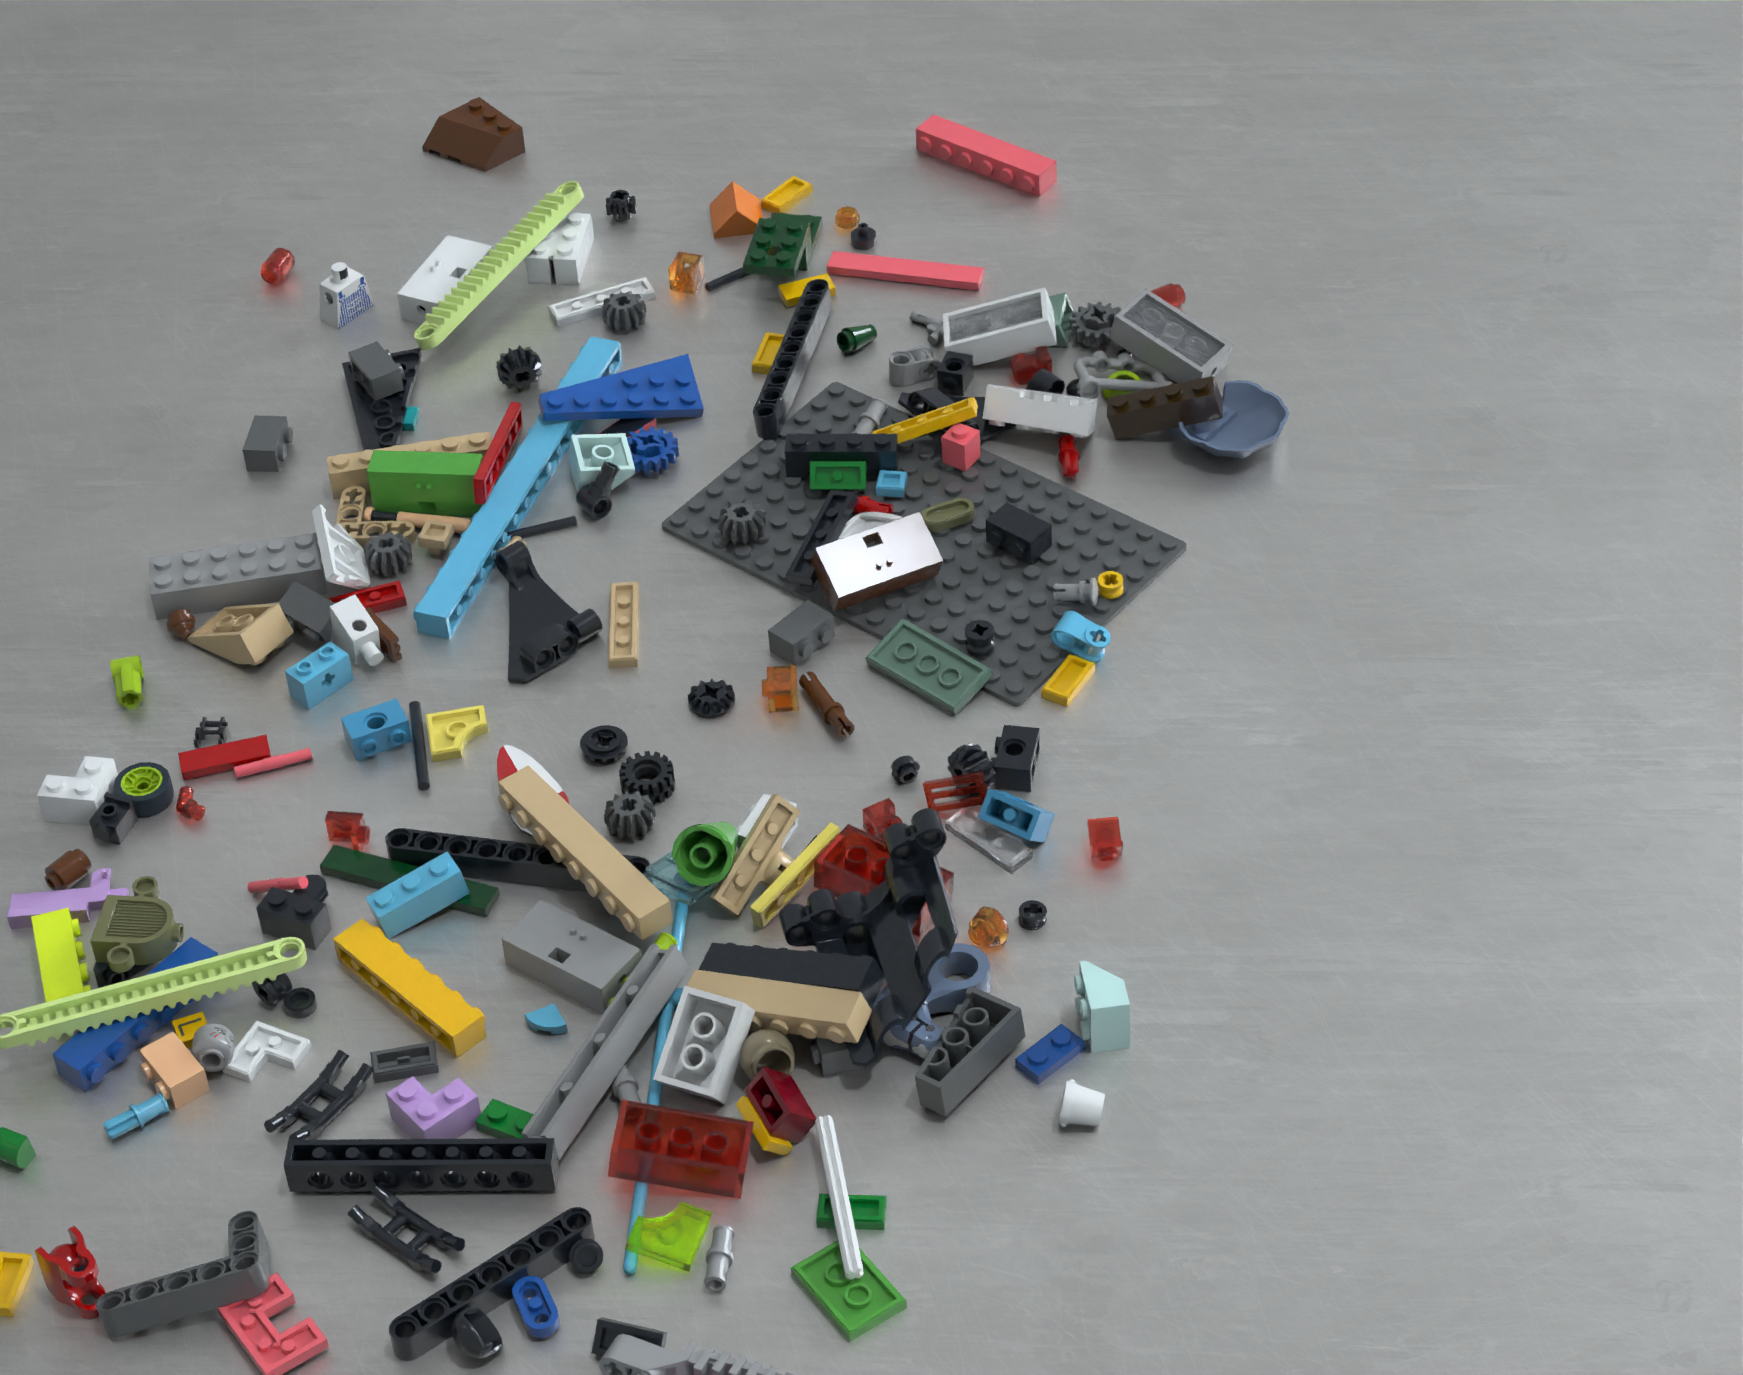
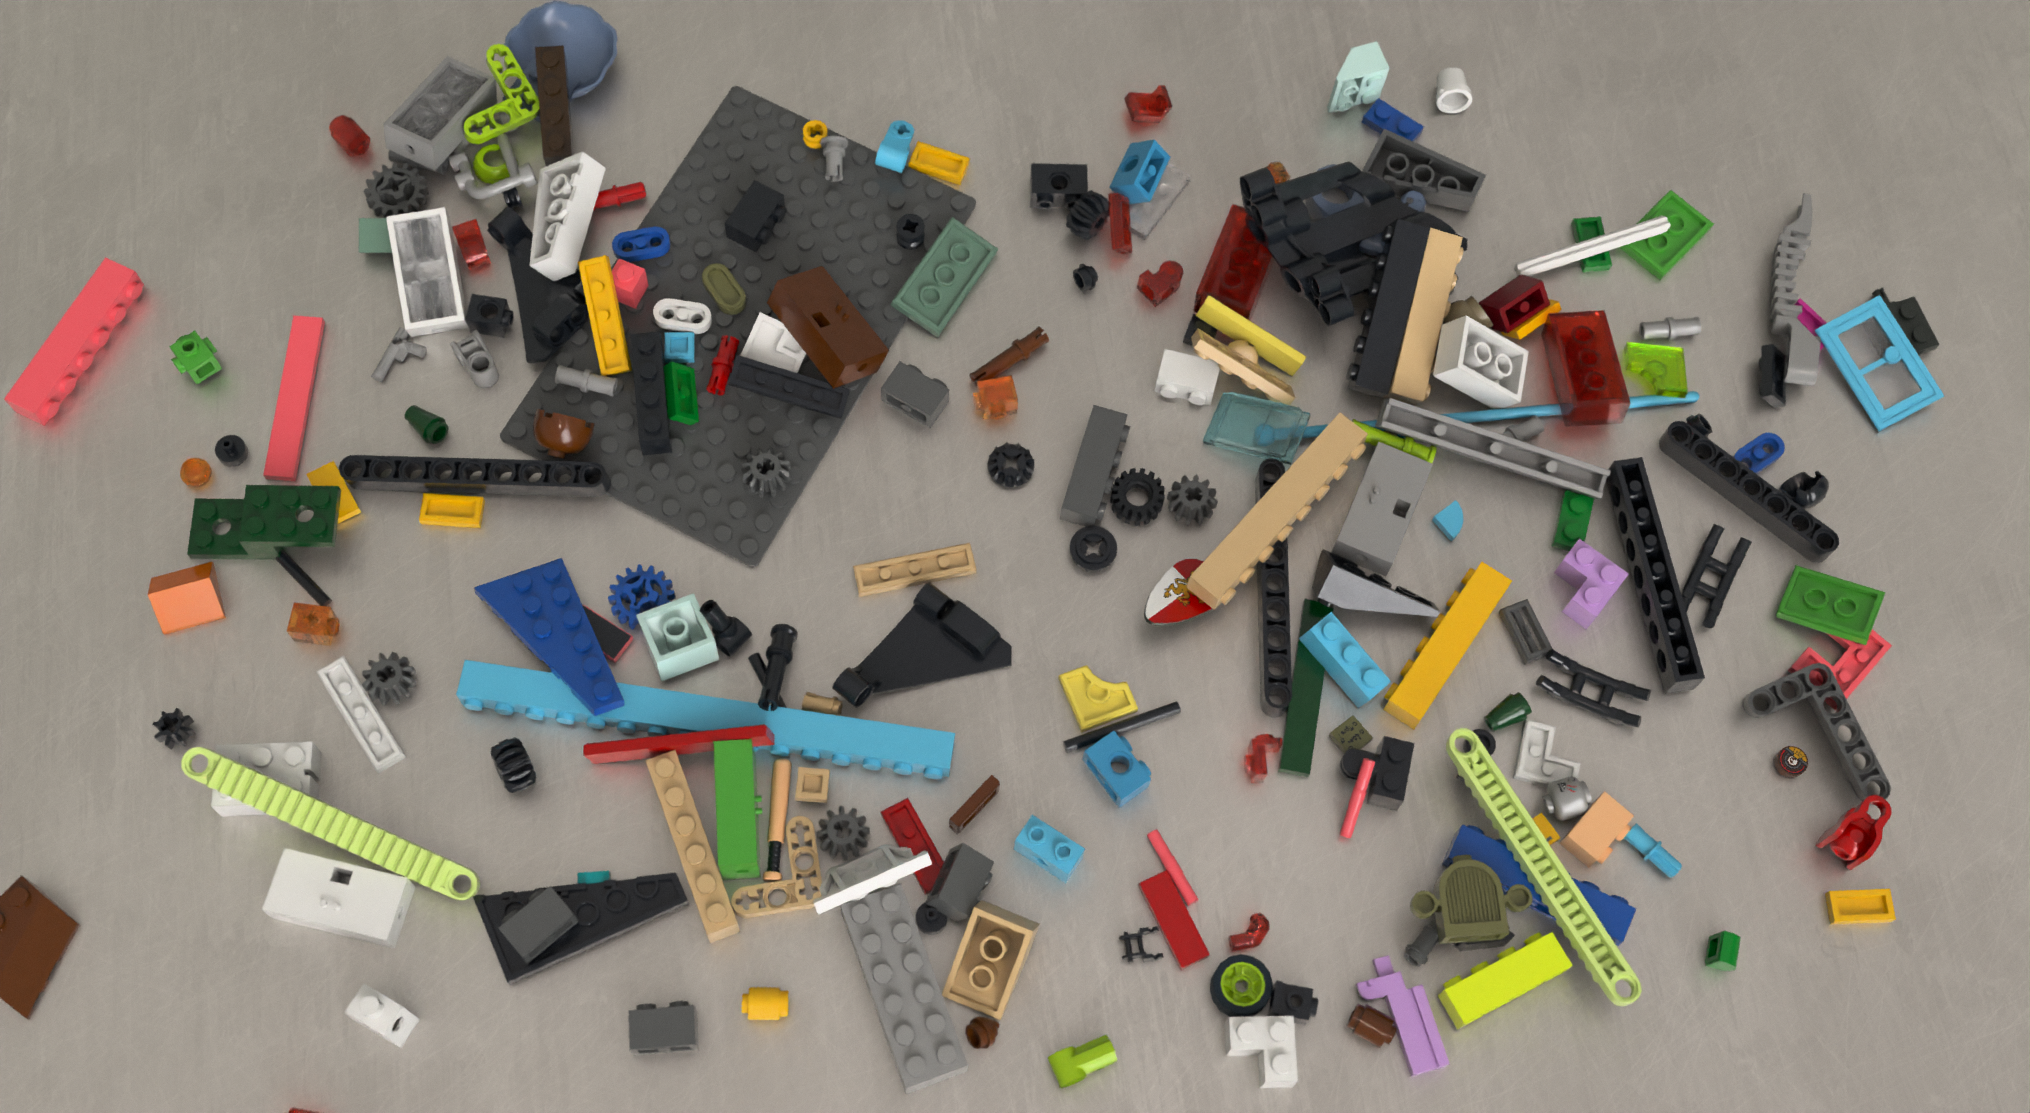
camera: 110 degrees left, 25 degrees up
(178, 1257) = (1791, 762): none -> tile
(262, 500) = (765, 1003): none -> yellow brick
(322, 1026) = (1508, 712): none -> dark green cone
(331, 1324) = (1830, 605): none -> bright green tile
(346, 905) = (1350, 735): none -> olive tile
(362, 639) = (988, 821): white torso -> none
(477, 940) = (1346, 586): none -> wedge
(561, 521) = (778, 656): none -> black pin
(689, 748) = (1093, 467): none -> dark grey brick
(705, 852) = (1254, 399): bright green cone -> none
(786, 195) = (144, 549): yellow tile -> none
(817, 398) = (561, 433): none -> reddish brown cylinder
(921, 482) = (683, 315): none -> white plate
(951, 211) = (195, 357): none -> bright green brick
(1004, 461) = (641, 244): none -> blue plate
(1032, 923) = (1235, 159): black bush -> none
(1198, 371) = (511, 106): none -> lime beam

